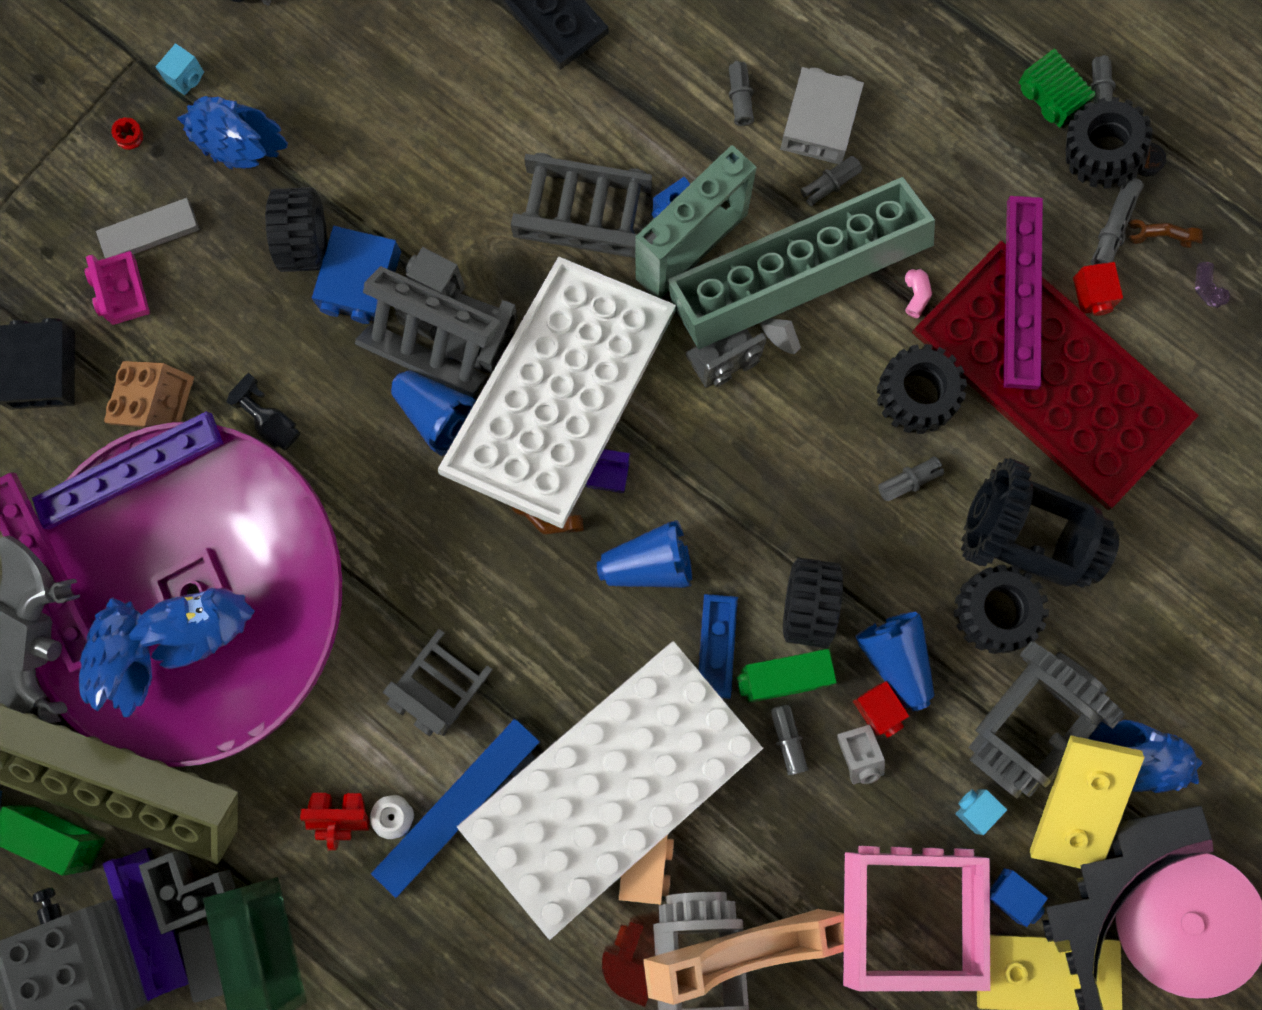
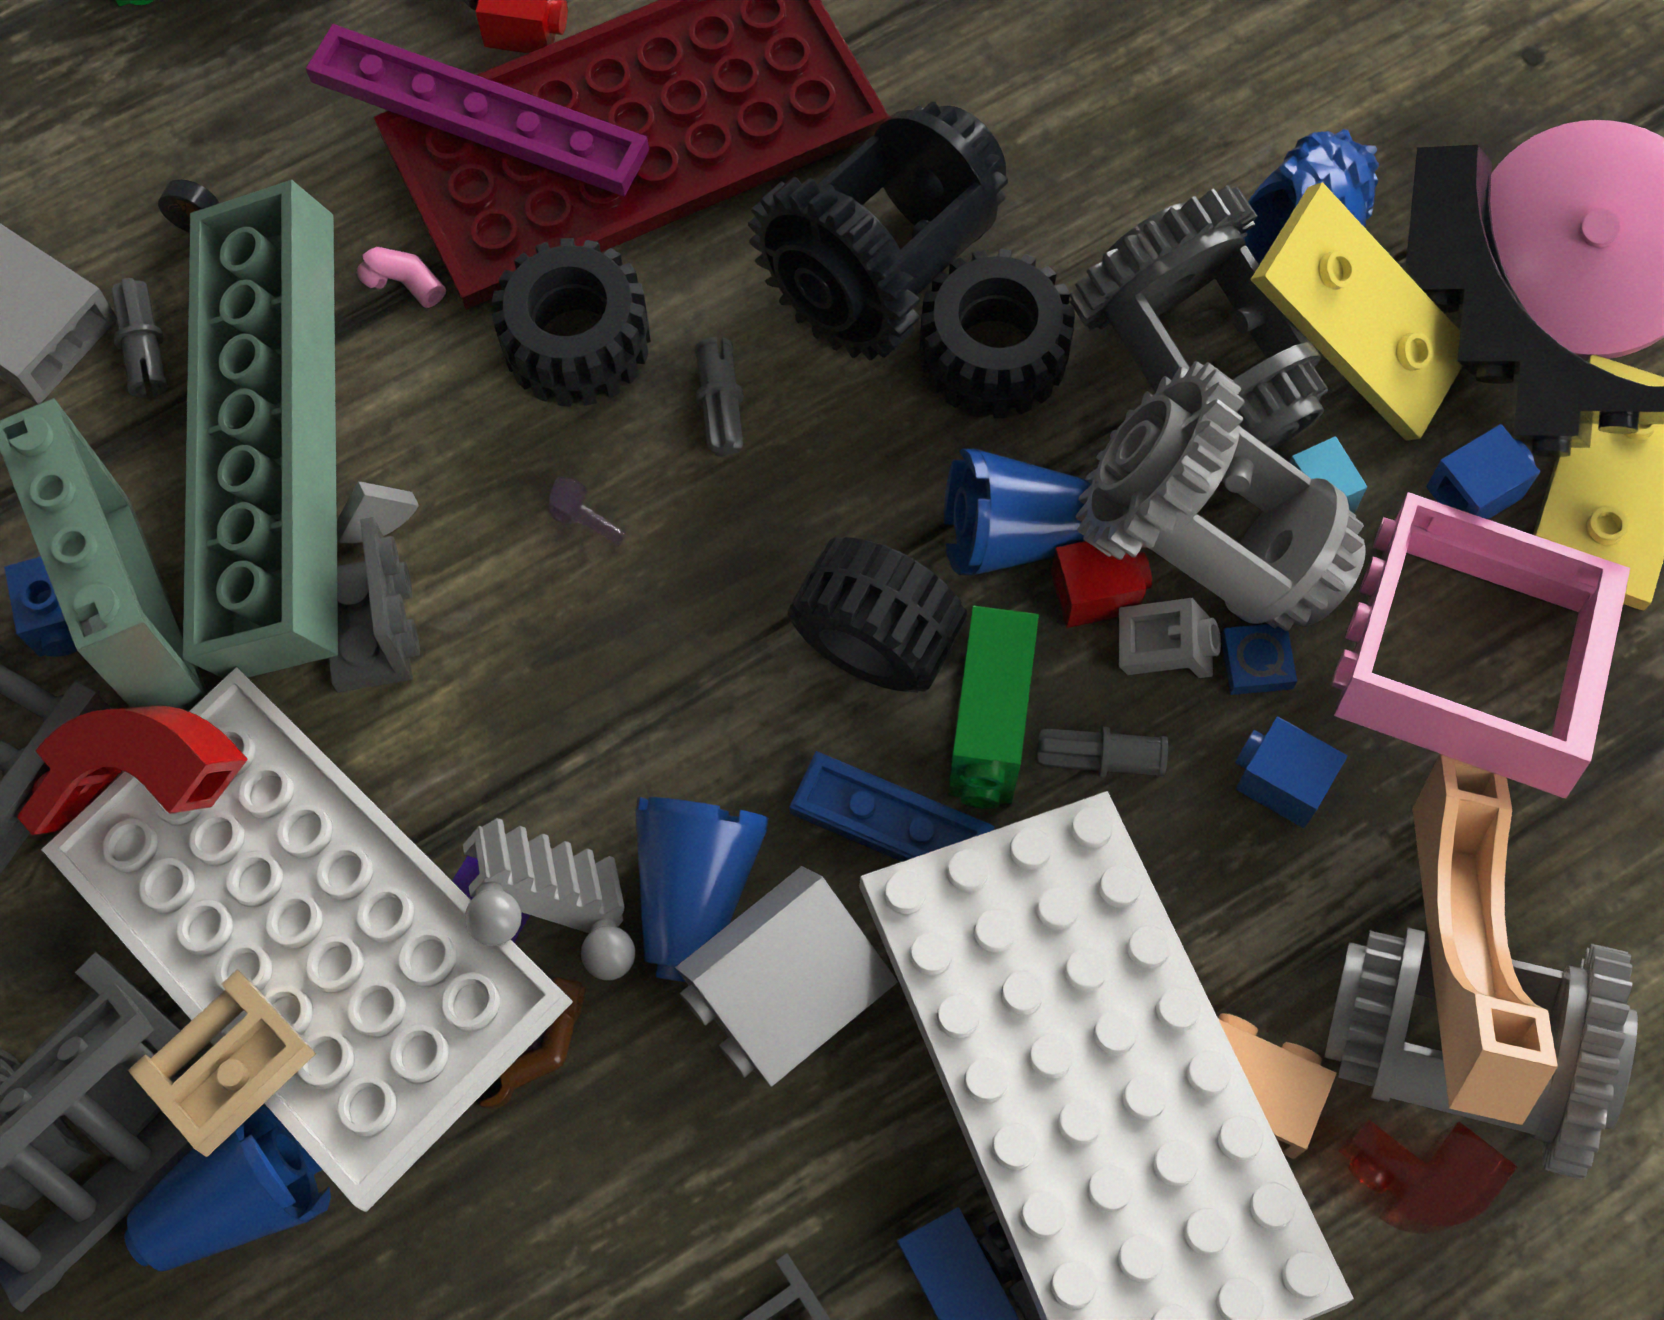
camera: 70 degrees left, 10 degrees down
(477, 391) = (231, 1076): none -> tan plate
(615, 621) = (784, 977): none -> light grey brick
(618, 494) = (550, 886): none -> light grey gear
(619, 283) = (164, 747): none -> red arch
(810, 837) = (1288, 770): none -> blue brick
(822, 426) = (566, 507): none -> clear purple hand
(870, 805) = (1258, 659): none -> blue tile
(913, 171) = (183, 198): none -> black tile
(941, 724) = (1165, 468): none -> light grey piece

